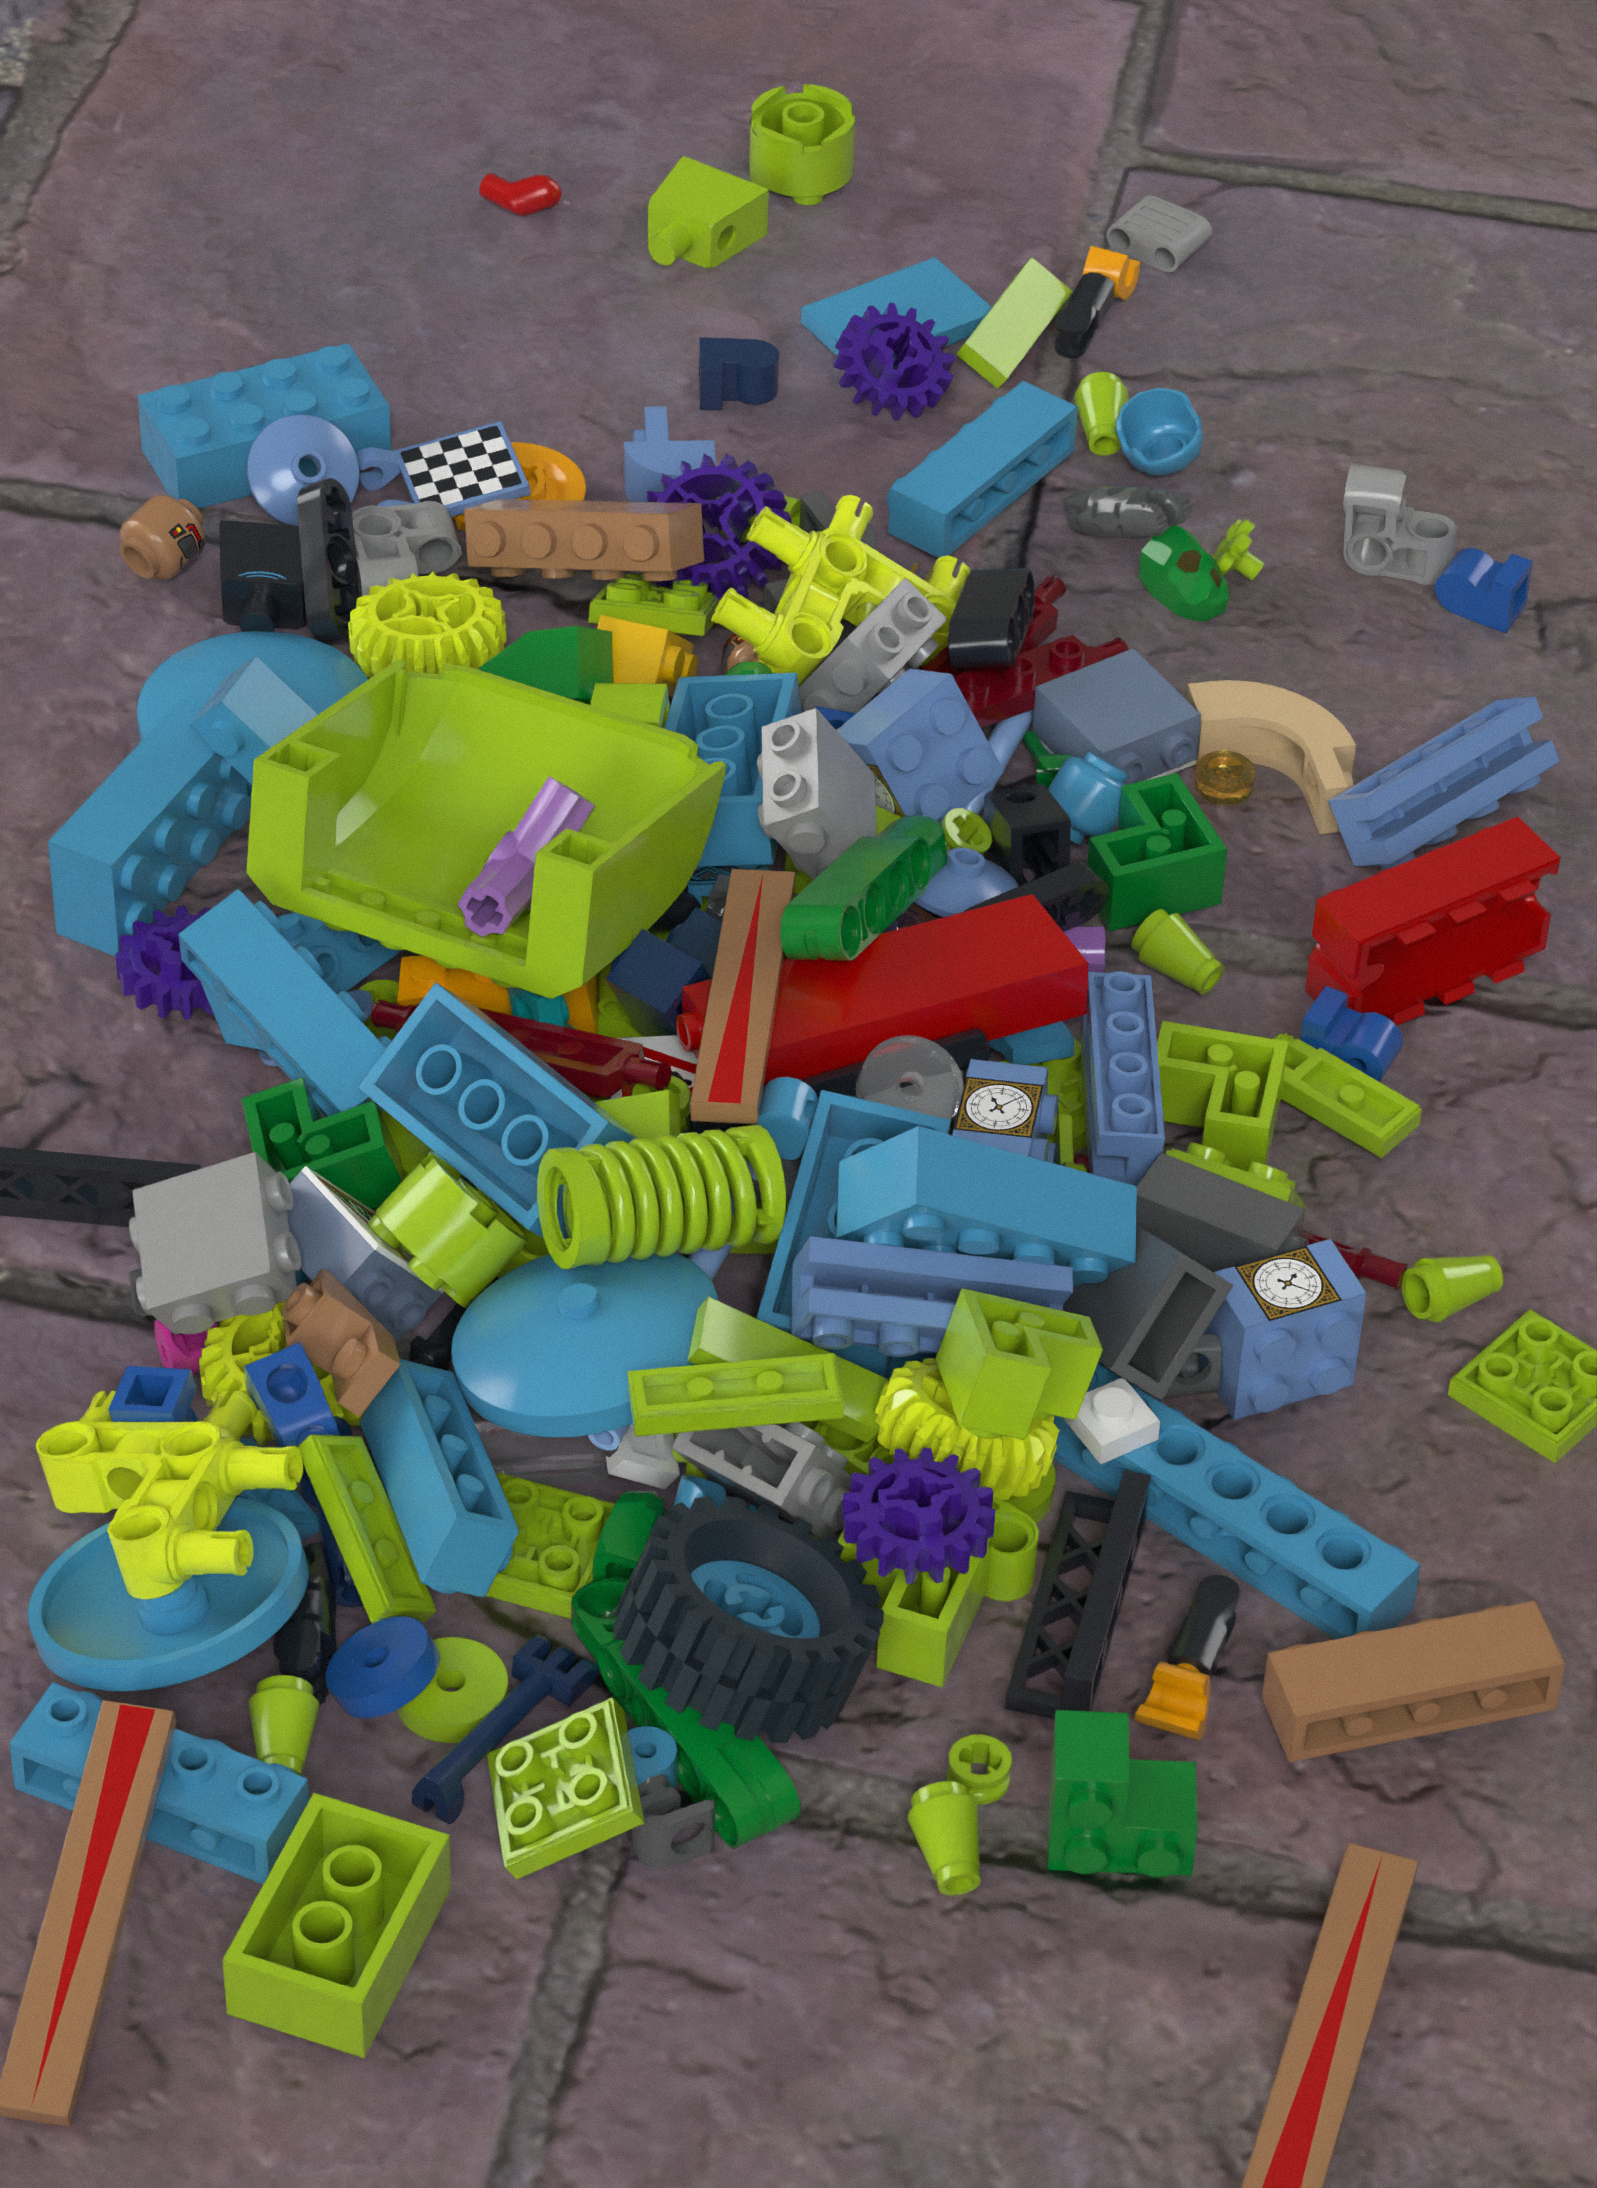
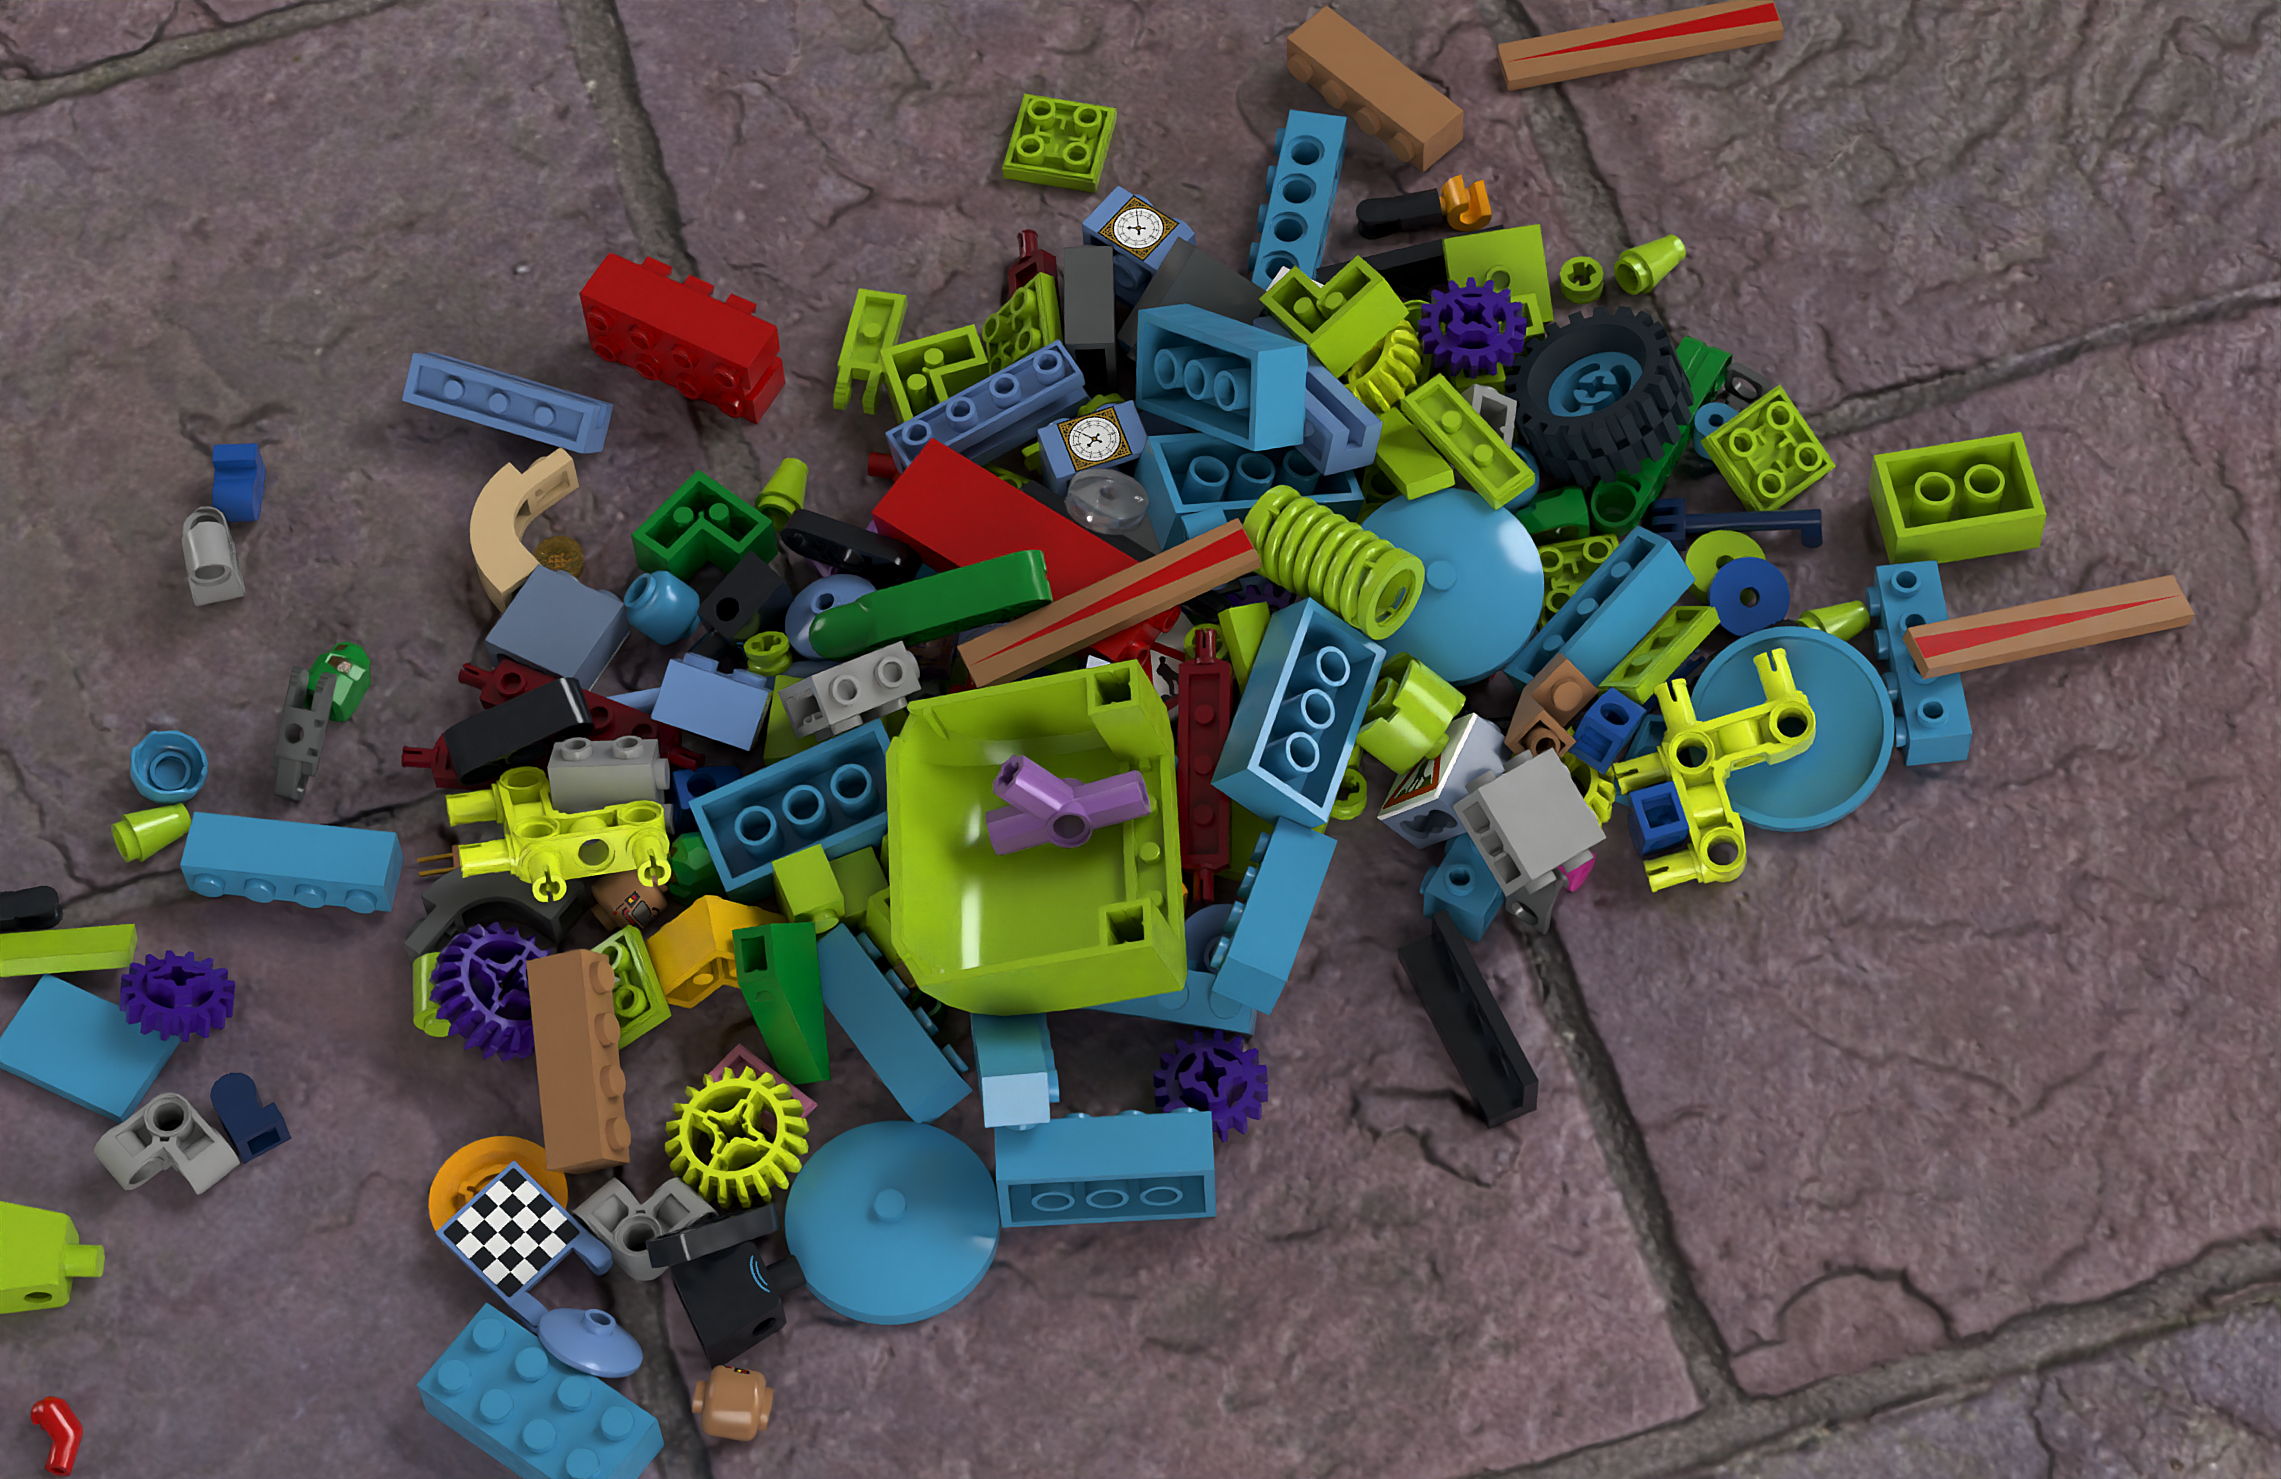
camera: 115 degrees left, 15 degrees up
(345, 1148) = (1376, 862): green brick -> none
(654, 454) = (422, 1092): medium blue brick -> none
(751, 311) = (140, 1148): none -> light grey piece
(1019, 1652) = (1506, 256): none -> lime plate
(1046, 764) = (623, 668): green hand -> none
(1113, 1808) = (1579, 183): green brick -> none
(1234, 553) = (285, 656): lime plant -> none
(1362, 1040) = (812, 356): blue leg -> none
(1449, 1284) = (1011, 211): lime cone -> none

